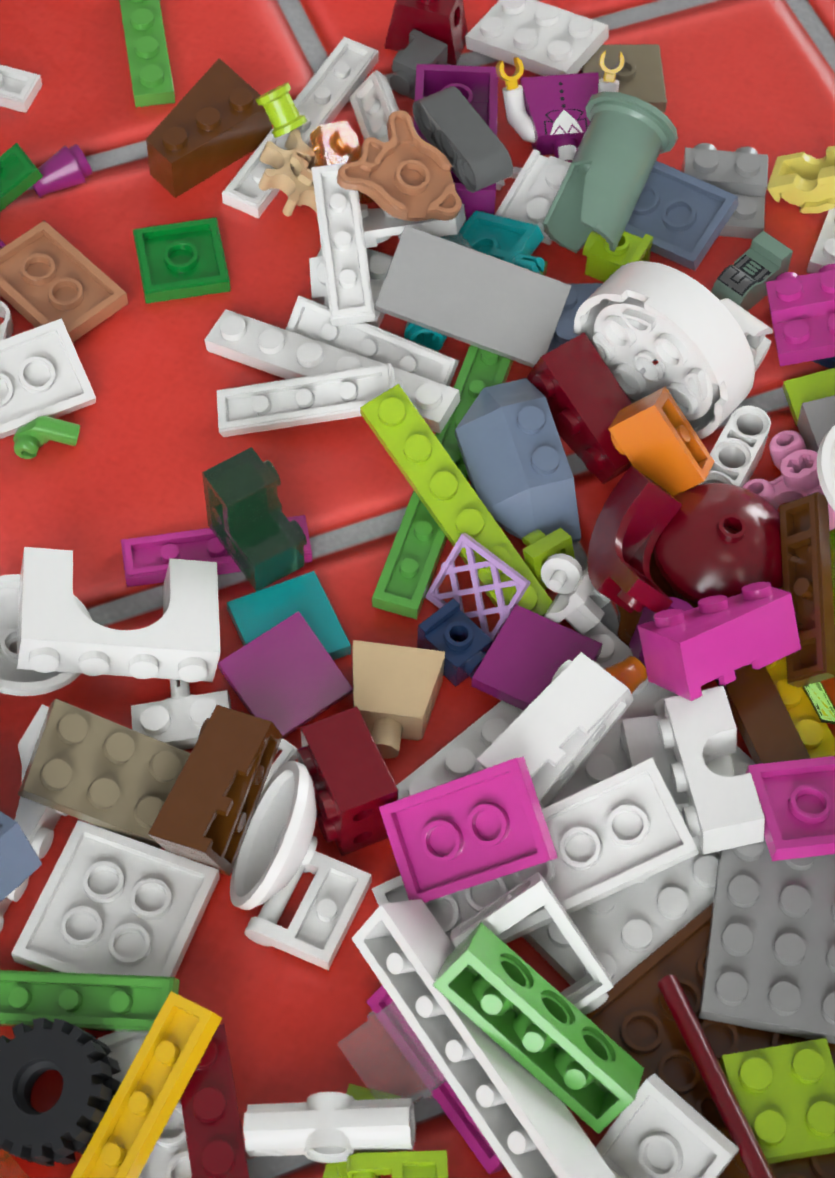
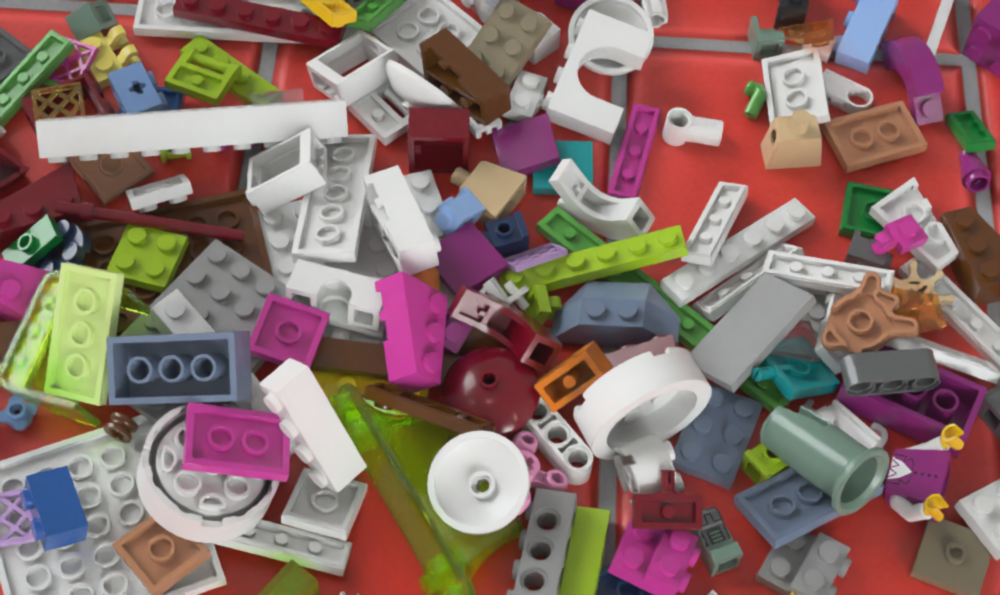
camera: 115 degrees right, 0 degrees up
(111, 343) = (792, 142): none -> tan torso
(144, 487) = (683, 127): none -> white piece
(196, 199) = (907, 200): none -> white wing
(232, 192) = (900, 234): none -> dark pink plate
(249, 518) = (632, 156): clear green brick -> none
(263, 241) = (861, 253): none -> dark grey brick
(281, 110) = (968, 287): lime bush -> none
(308, 1001) = (329, 66): none -> white window
(329, 1127) = (259, 64): white piece -> none
(351, 534) = (596, 210): none -> white arch
(464, 702) = (458, 212): none -> light blue brick
(468, 831) = (362, 154): dark pink plate -> none
(539, 1028) = (198, 164): bright green brick -> none
(774, 302) = (667, 508): none -> dark red plate

